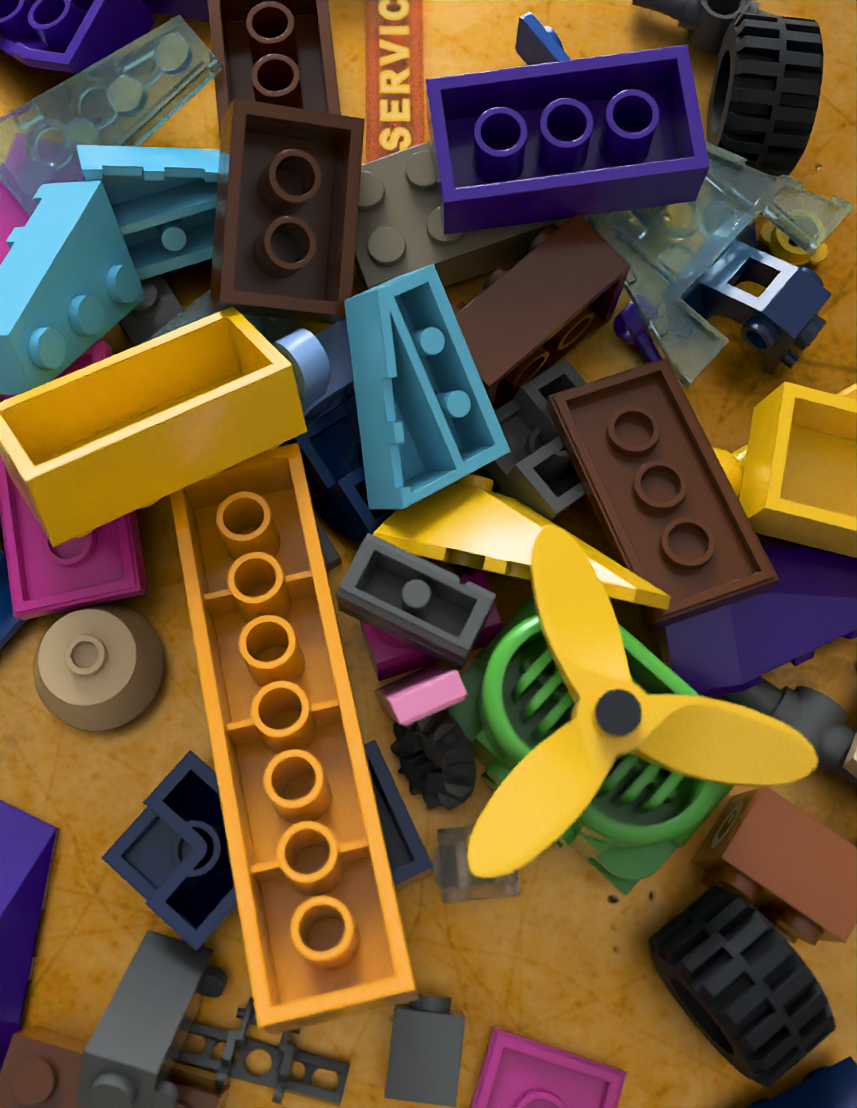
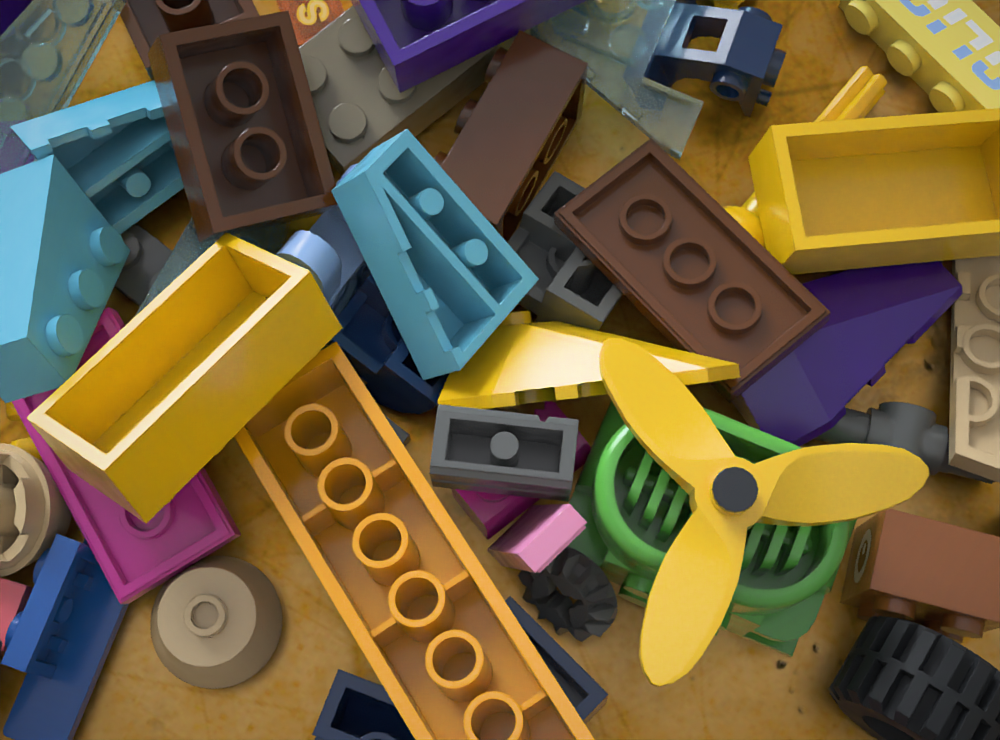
camera: 15 degrees left, 0 degrees up
(453, 873) = (630, 688): clear plate -> none
(632, 330) = (605, 119): dark purple hand -> none

